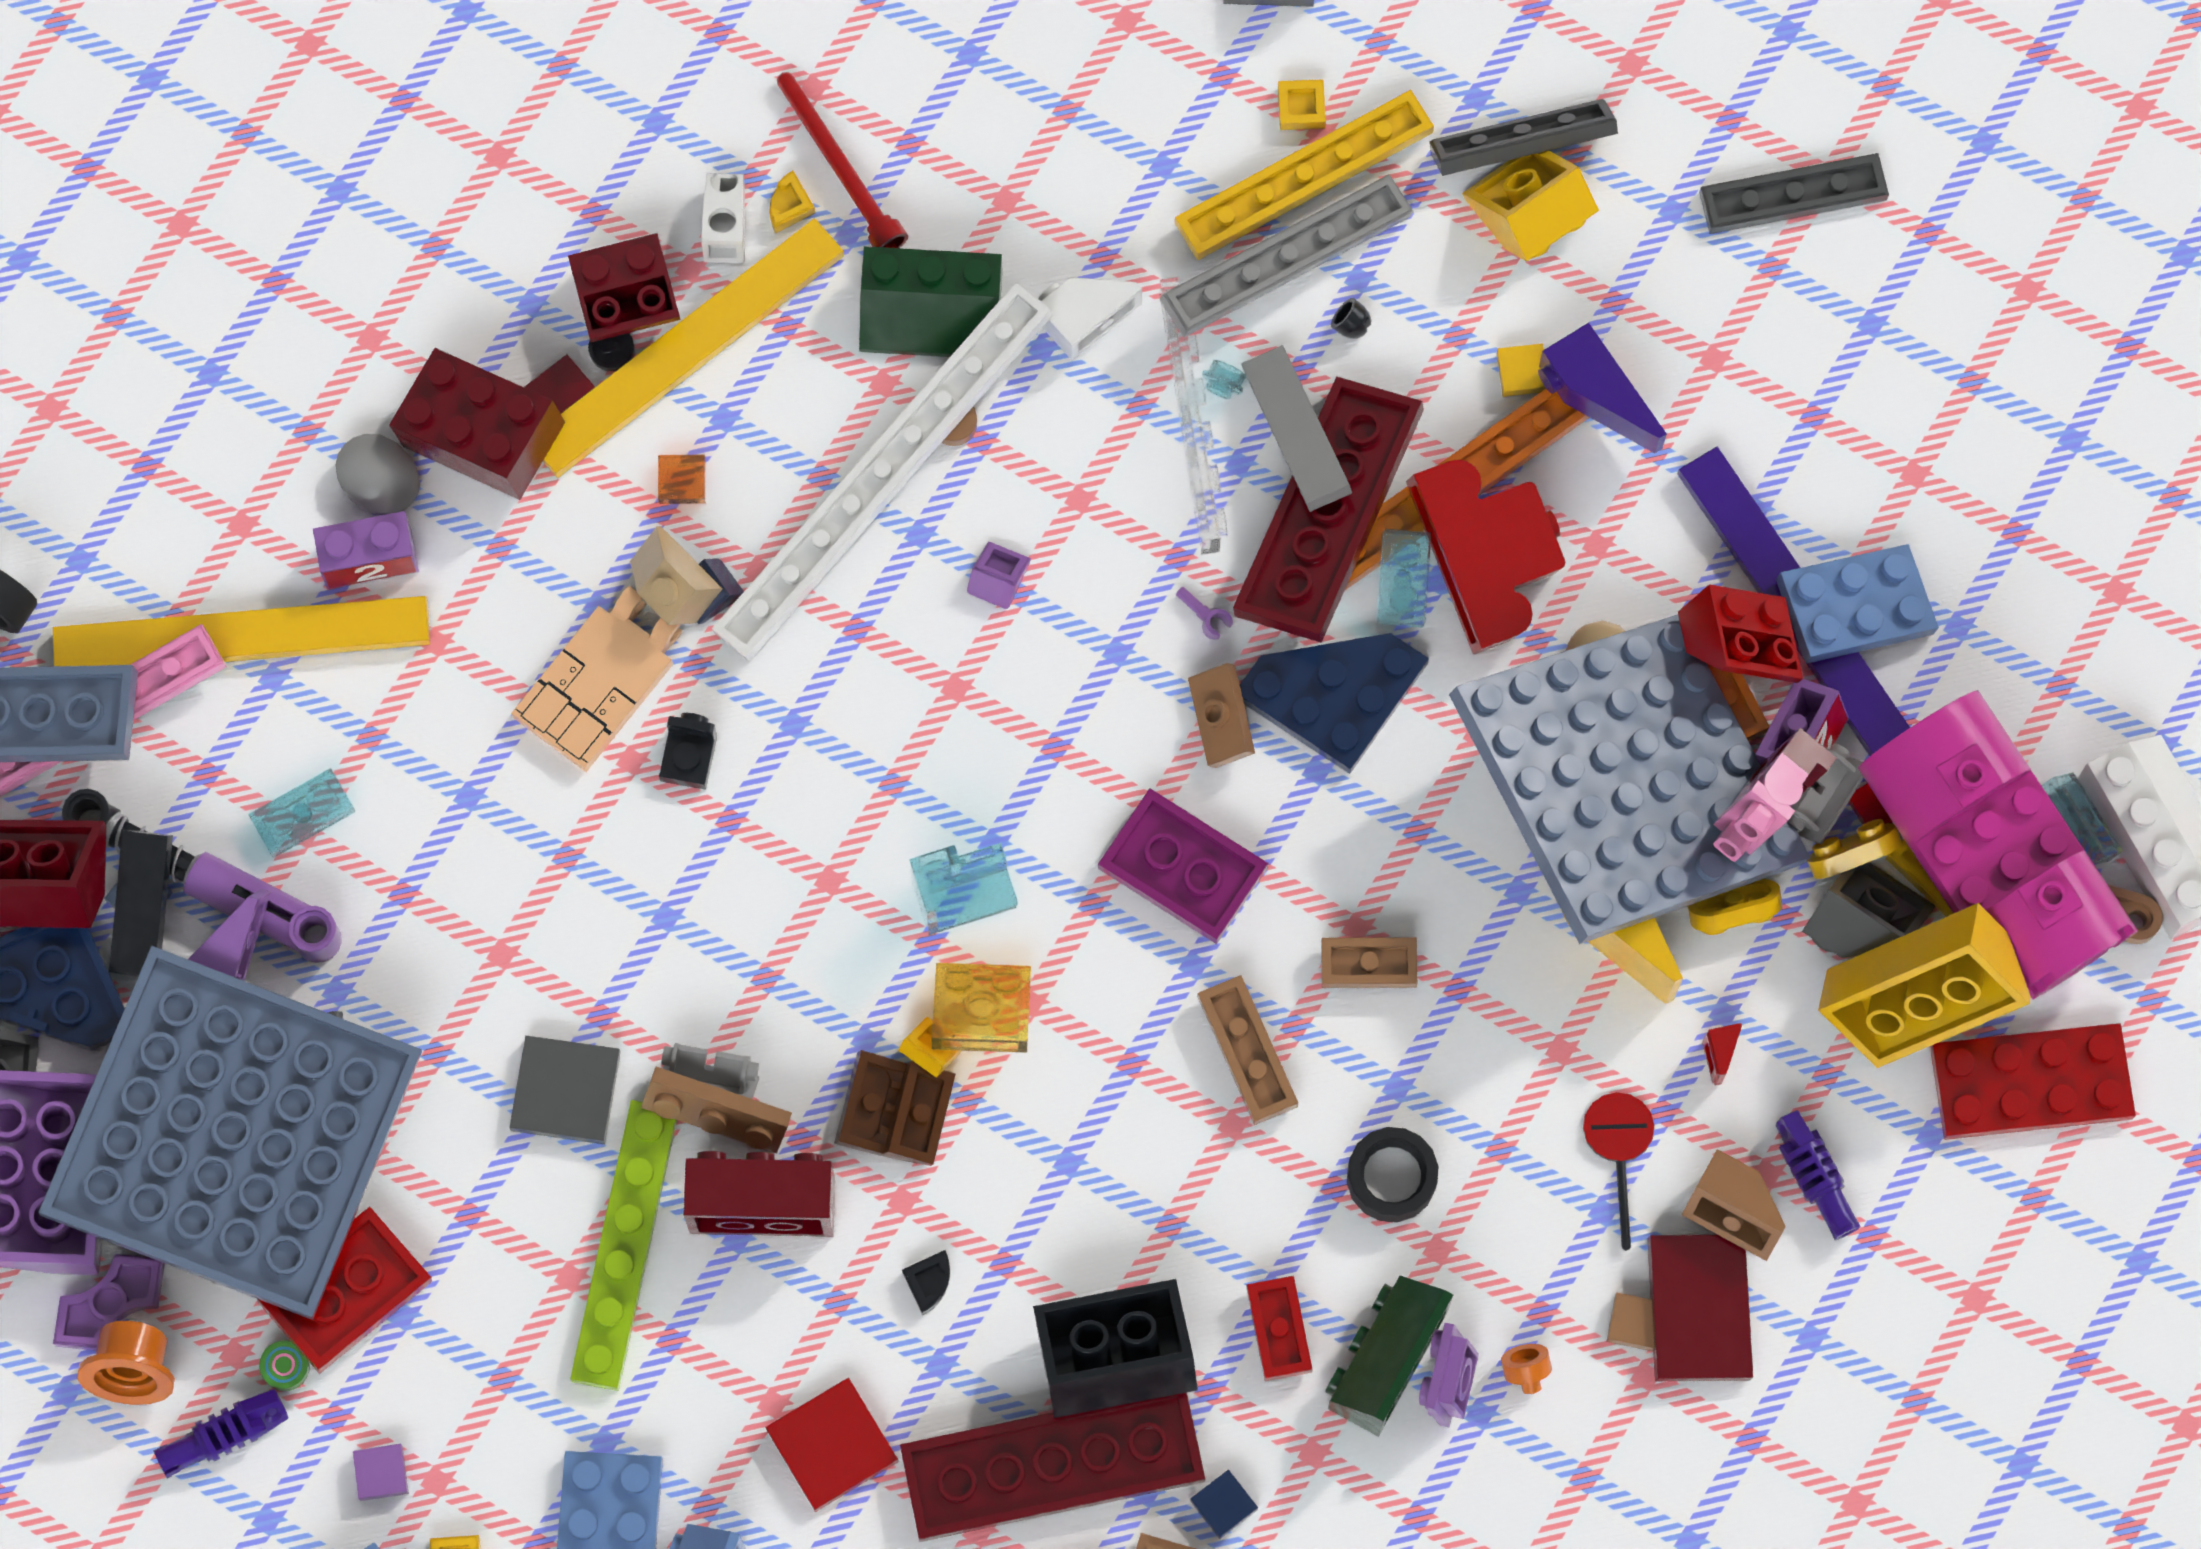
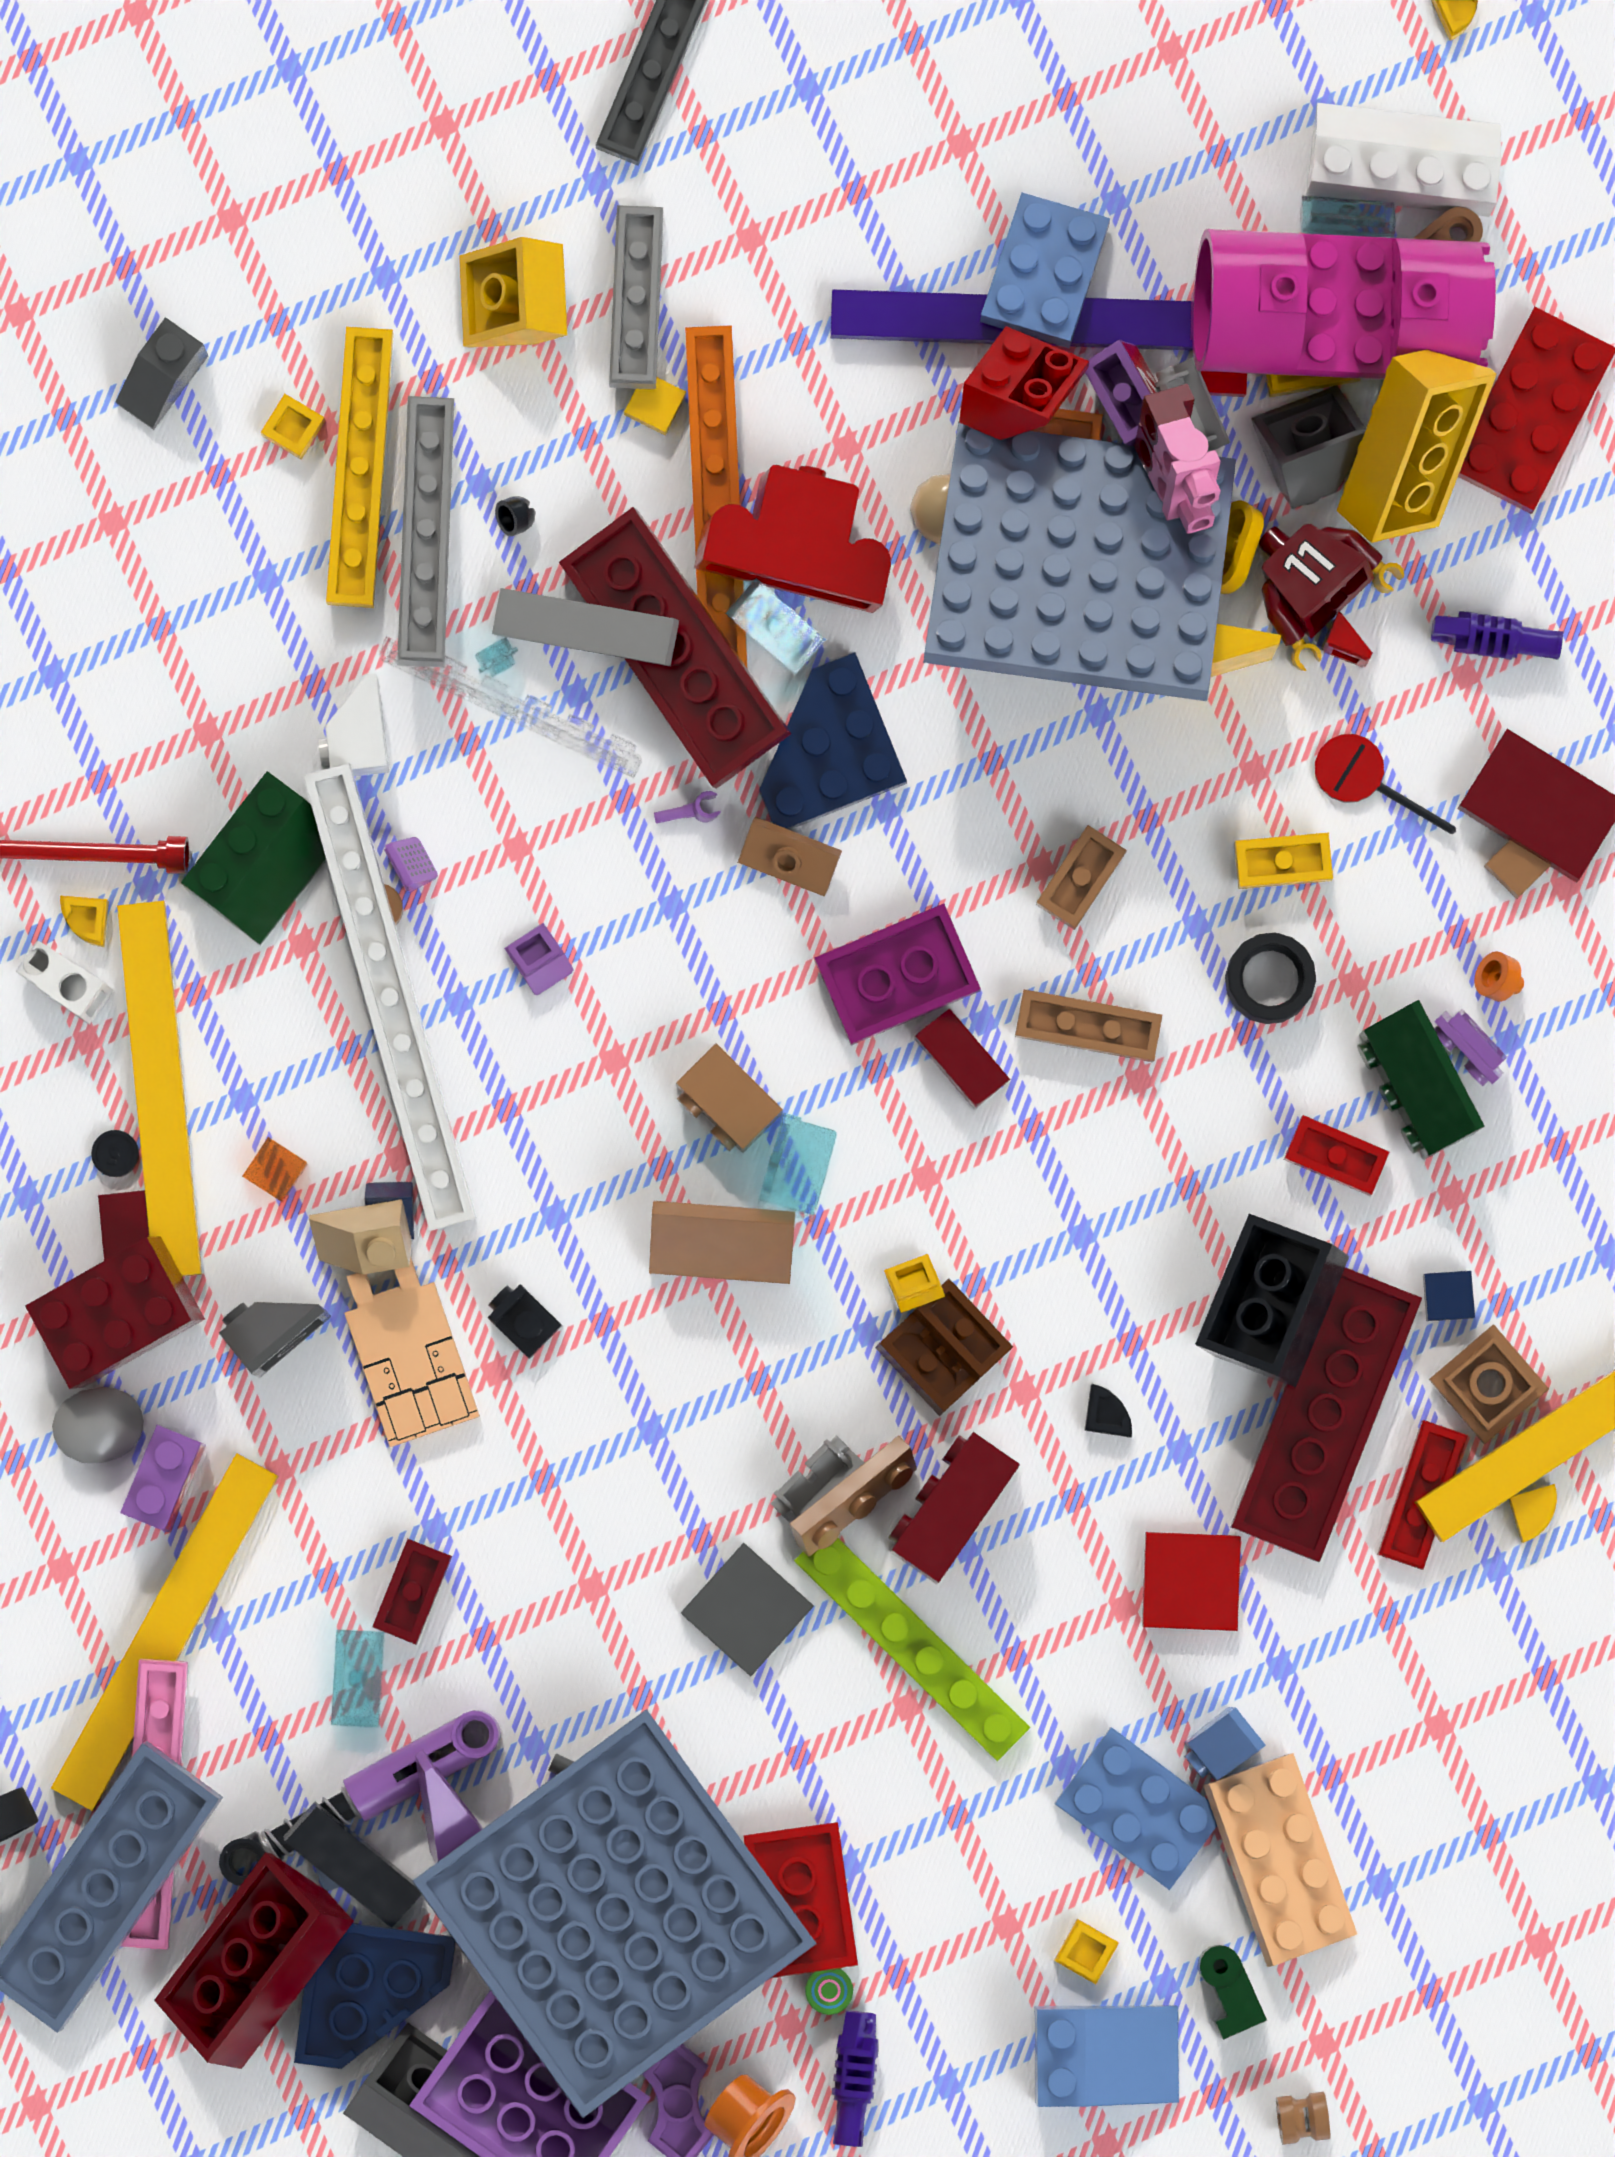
camera: 60 degrees left, 10 degrees up
(380, 1472) = (971, 1966): medium lavender tile -> none
(401, 808) = (412, 1591): none -> dark red plate
(541, 556) = (269, 1331): none -> dark grey slope
(624, 287) = (78, 1110): dark red slope -> none
(858, 863) = (721, 1242): none -> medium nougat tile
(981, 1007) = (909, 1220): clear yellow plate -> none
(983, 795) = (727, 1099): none -> medium nougat brick
(1006, 421) = (411, 863): none -> medium lavender slope
(1148, 965) = (961, 1058): none -> dark red slope
(1500, 1120) = (1283, 860): none -> yellow plate
(1523, 137) = (452, 261): dark grey tile -> none
(1595, 385) = (715, 354): dark purple slope -> none
(1599, 296) = (636, 297): none -> light grey tile
(1736, 1206) = (1482, 719): medium nougat slope -> none
(1756, 986) = (1315, 578): none -> dark red torso
(1870, 843) = (1253, 419): yellow plate -> none

